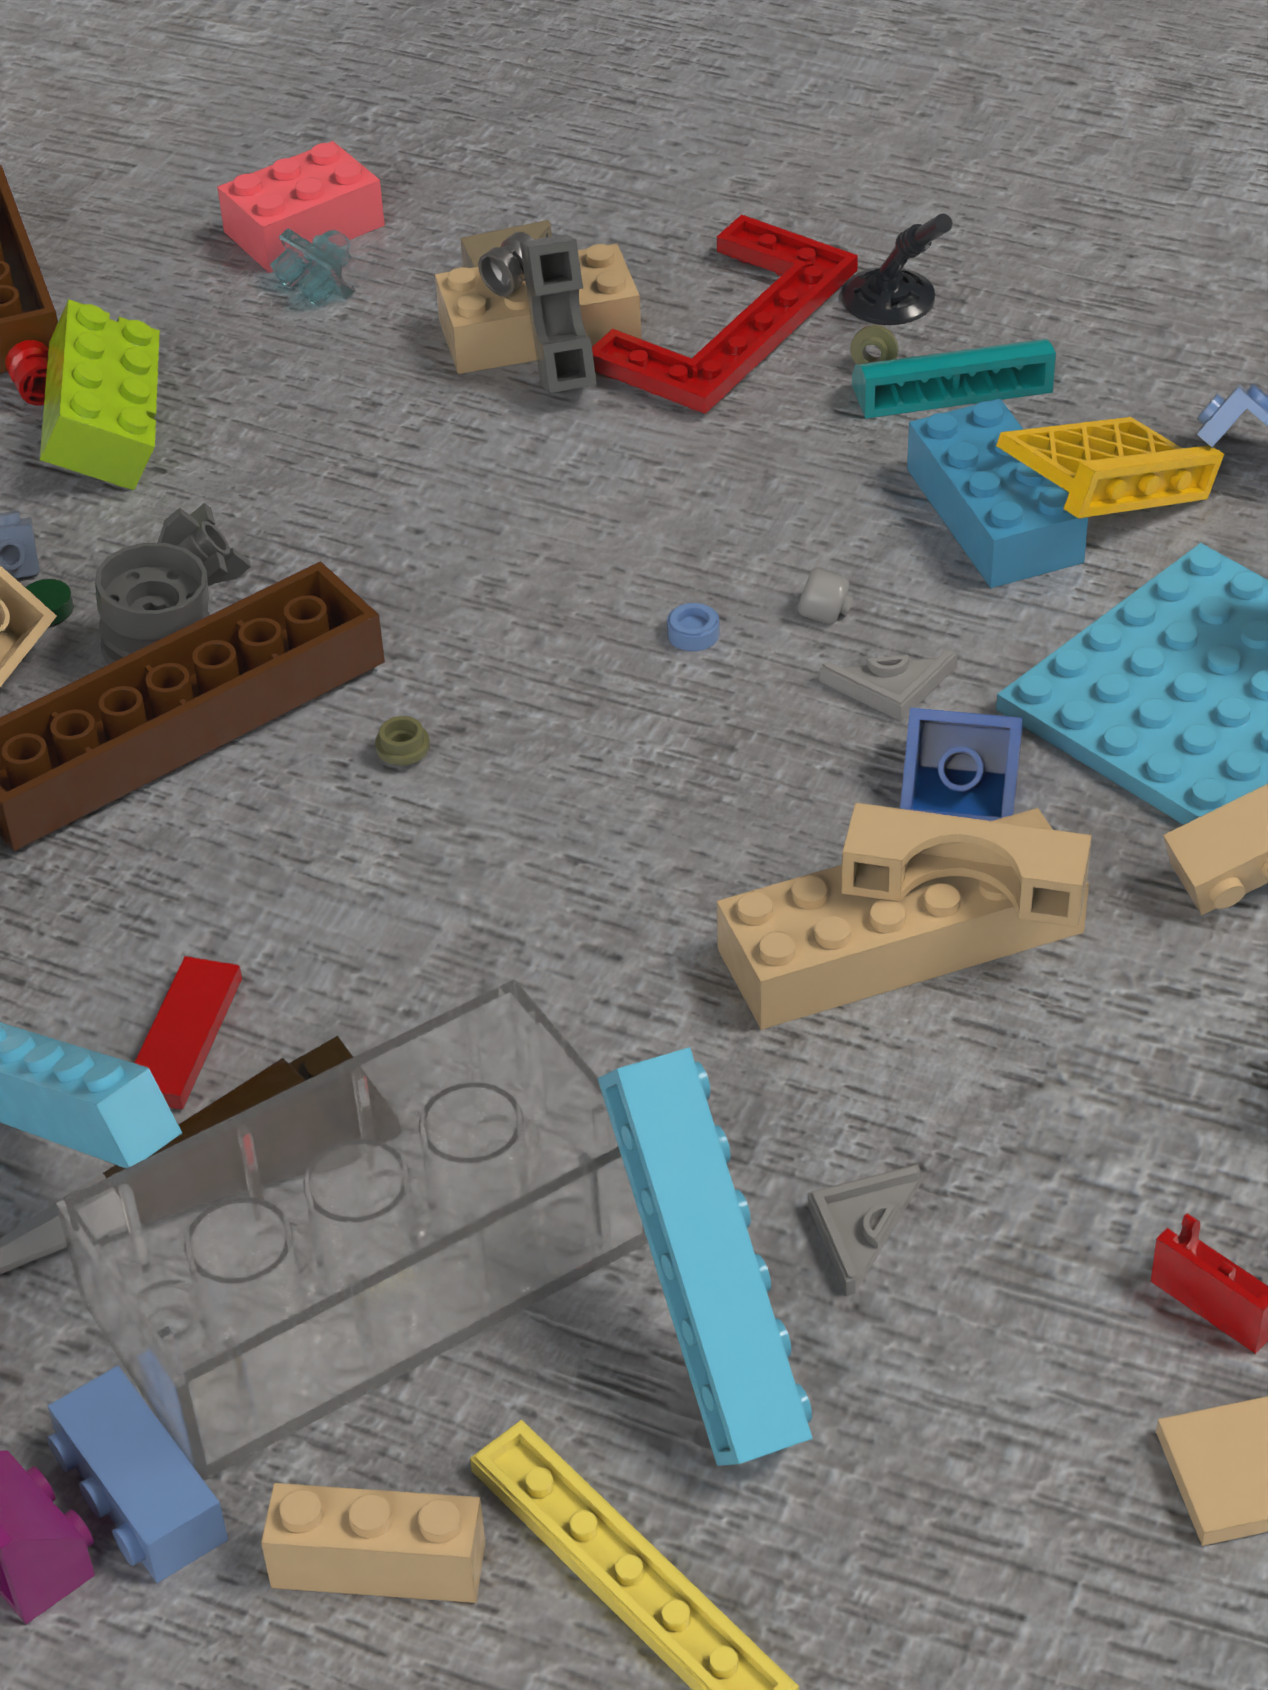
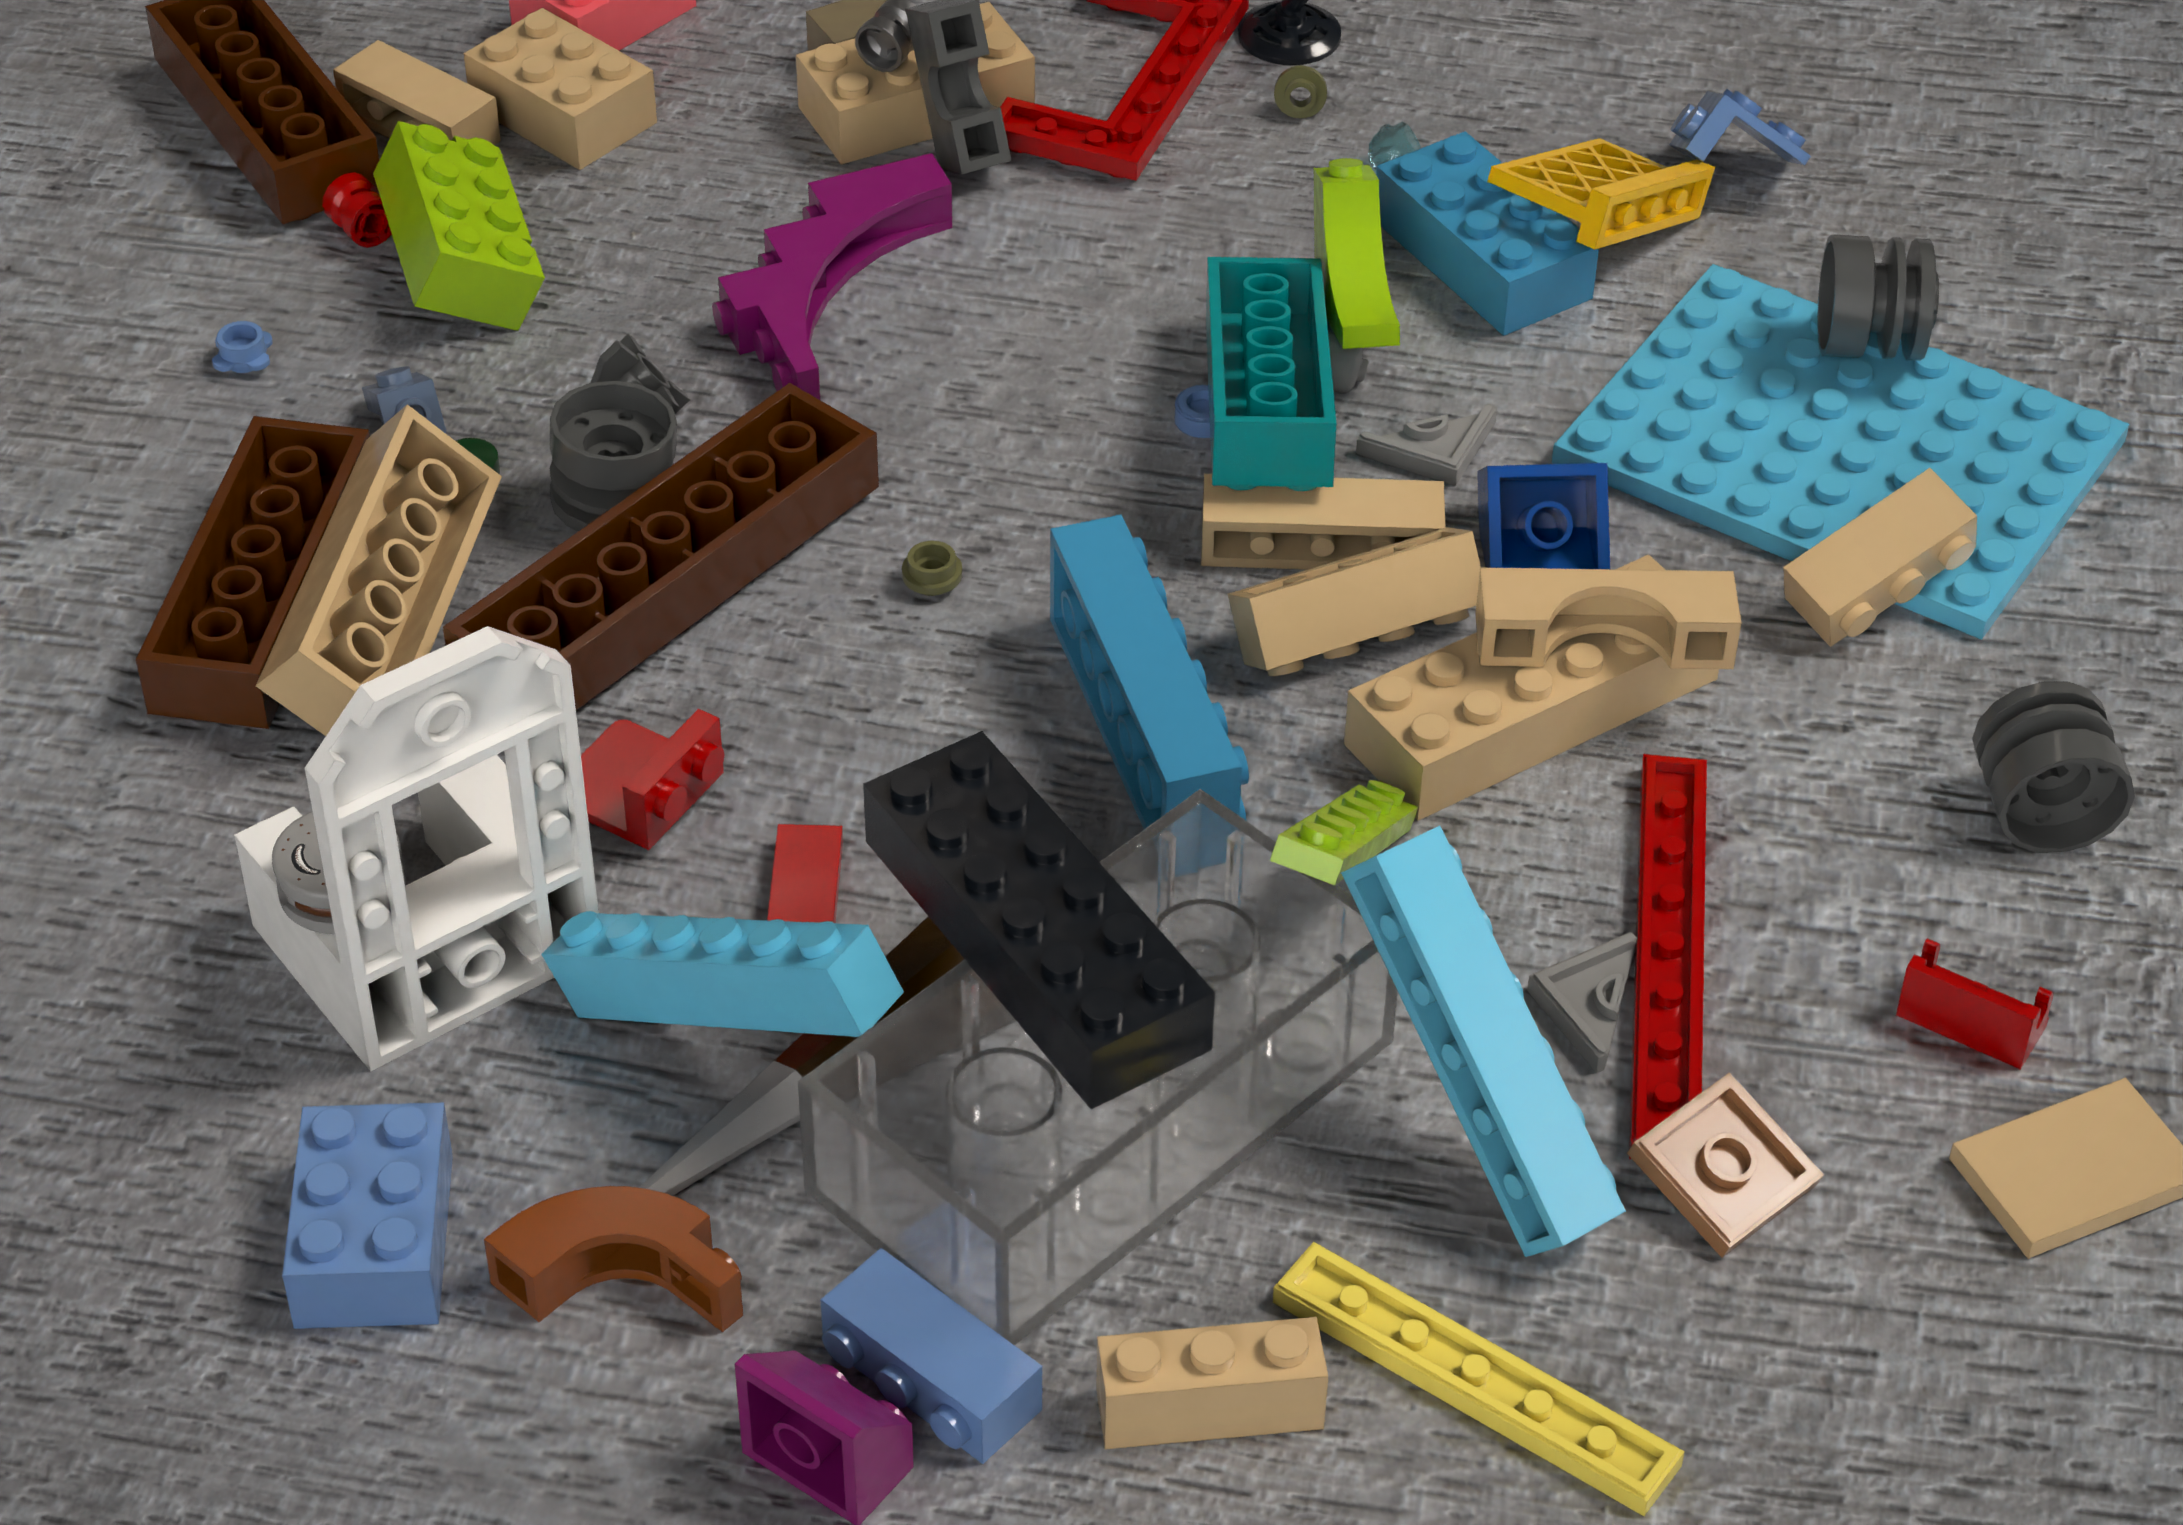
camera: 15 degrees left, 0 degrees up
(84, 898) = (646, 782): none -> red bracket
(106, 276) = (395, 87): none -> tan brick
(237, 285) = (563, 87): none -> tan brick
(312, 1086) = (1039, 919): none -> black brick
(319, 260) = (653, 47): clear light blue hips -> none
(393, 455) = (809, 260): none -> magenta arch
(537, 871) = (1139, 672): none -> dark azure brick
(694, 1021) = (1345, 832): none -> lime plate
(742, 600) = (1269, 374): none -> teal brick
(756, 817) = (1357, 600): none -> tan brick
(759, 742) = (1316, 526): none -> tan brick
(855, 501) = (1352, 255): none -> lime arch
(930, 1406) = (1725, 1164): none -> tile
(938, 401) = (1391, 143): none -> clear light blue plate
(946, 1200) = (1669, 940): none -> red tile
(954, 378) = (1427, 105): teal brick -> none

